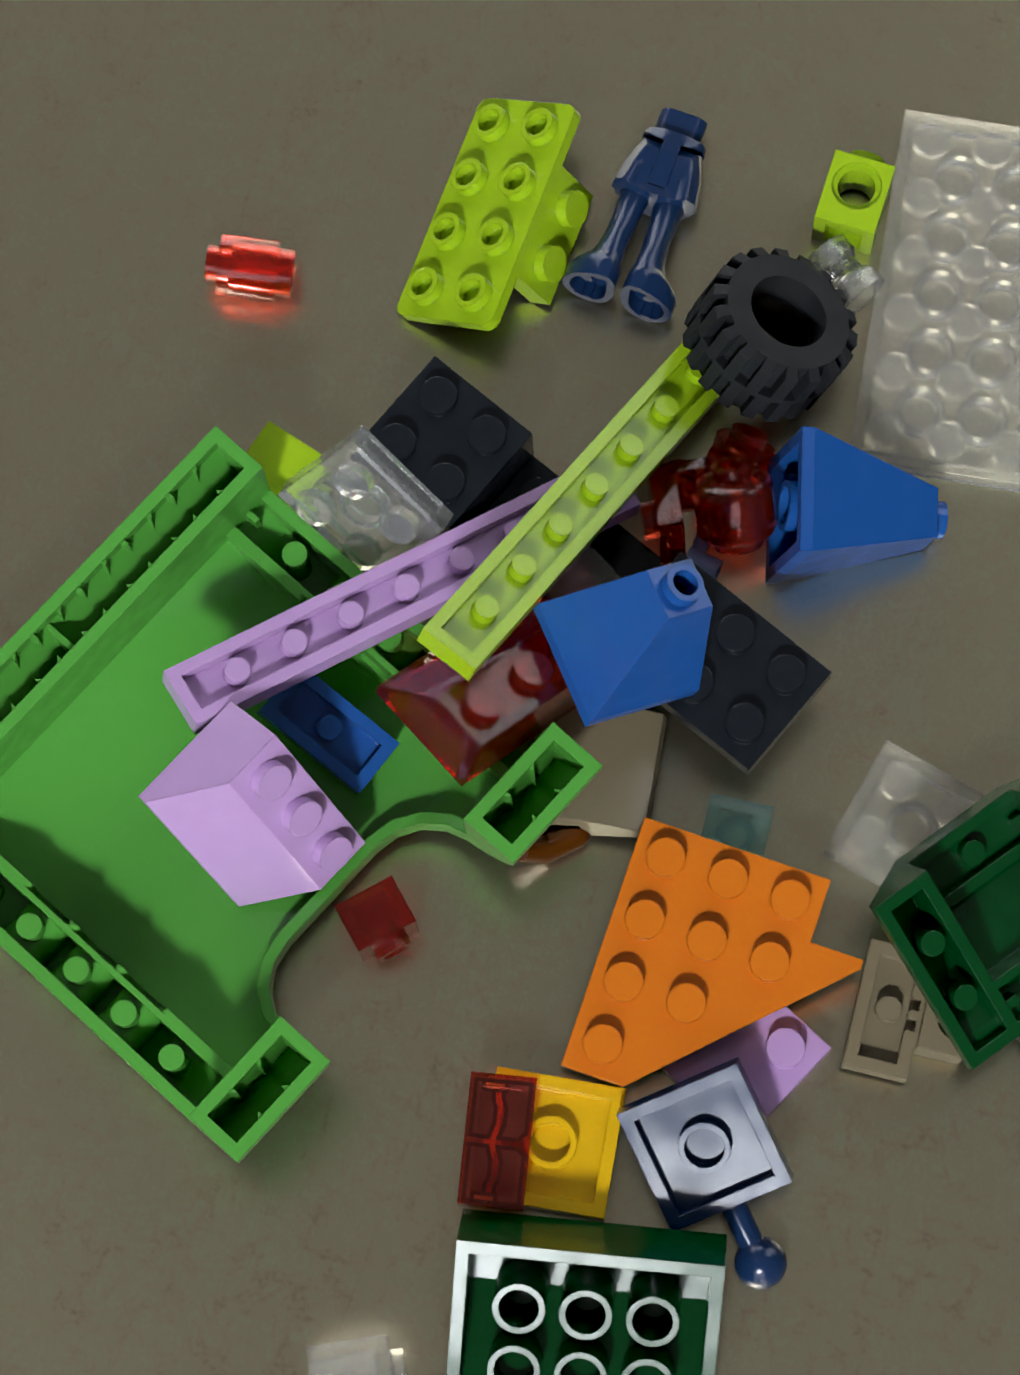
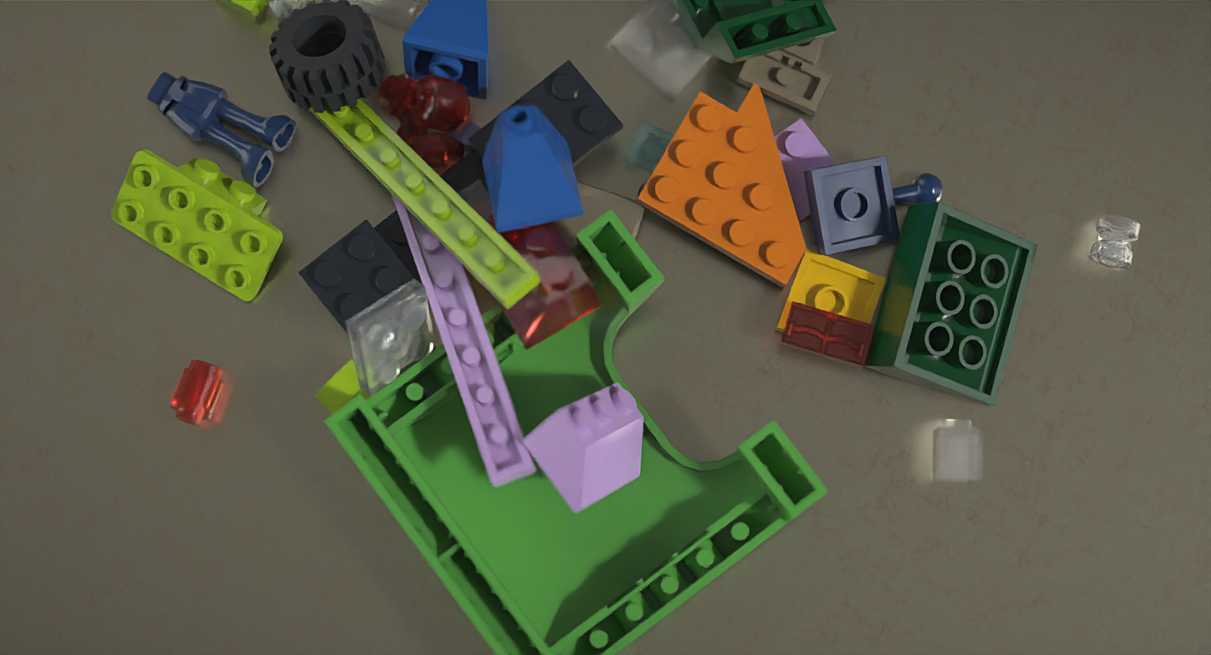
camera: 85 degrees left, 5 degrees up
(330, 731) = (542, 388): blue plate -> none
(378, 921) = (667, 386): clear red plate -> none

